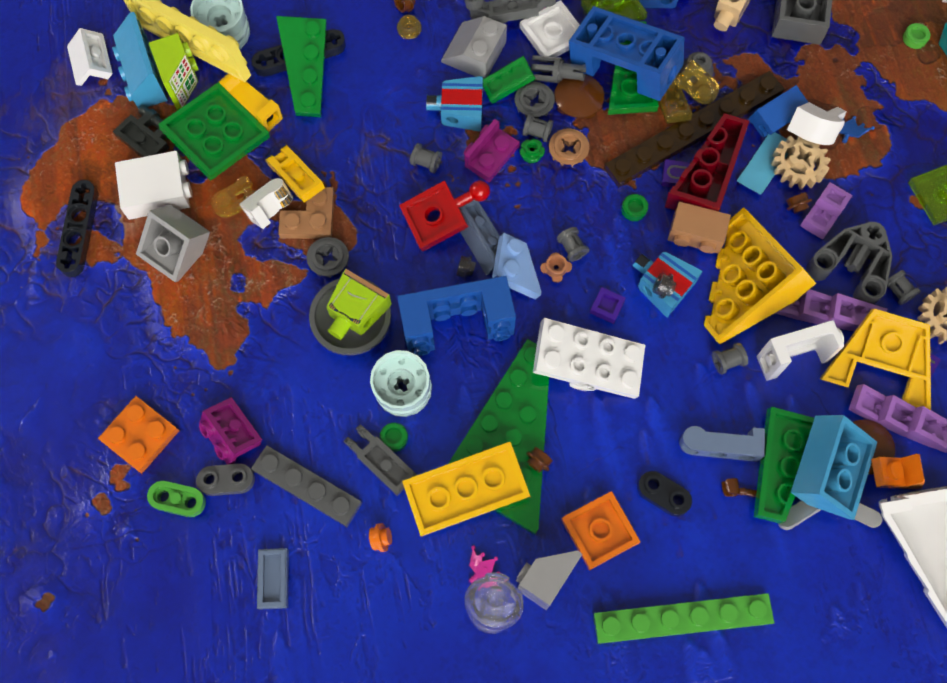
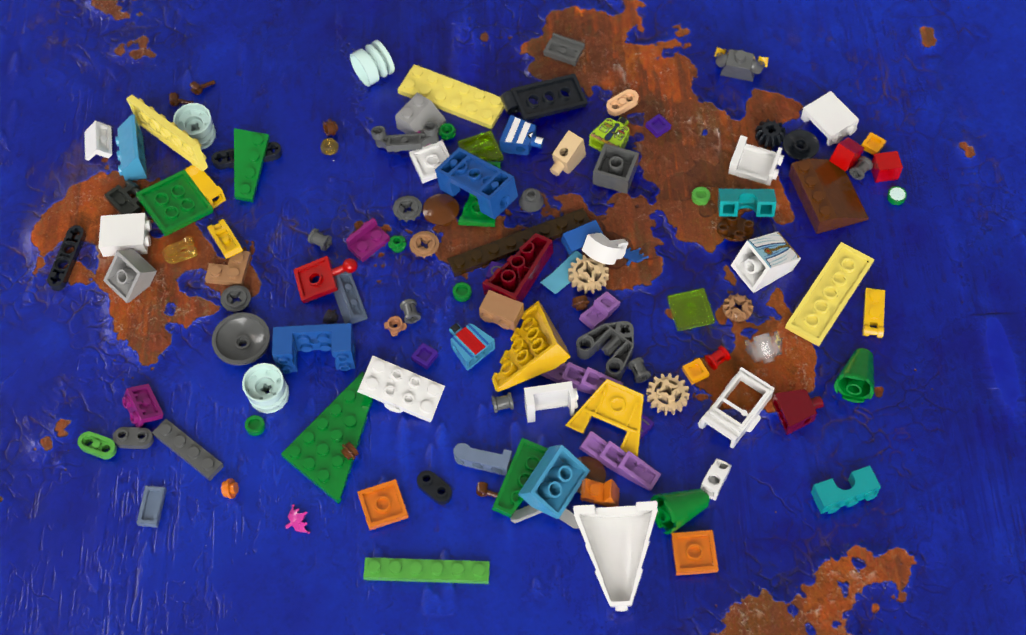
camera: 10 degrees right, 10 degrees down
(138, 434) = (80, 400): orange plate -> none
(175, 67) = (156, 156): lime slope -> none
(267, 202) = (201, 255): white leg -> none
(355, 305) = (244, 331): lime torso -> none
(381, 461) = (242, 440): dark grey hinge -> none
(459, 103) = (352, 204): torso -> none
(466, 489) = (294, 462): yellow plate -> none
(476, 46) = (374, 166): light grey slope -> none
(493, 603) = (295, 539): clear cone -> none
(508, 79) = (391, 192): green plate -> none
(516, 263) = (366, 321): light blue wing -> none
(538, 128) = (404, 228): dark grey bush -> none
(546, 577) = (337, 526): light grey slope -> none
(559, 70) = (427, 189): dark grey arm -> none
(664, 285) = (462, 345): clear smoke plate -> none
(674, 105) = (506, 222): clear yellow plate -> none
(706, 87) = (531, 215): clear yellow plate -> none

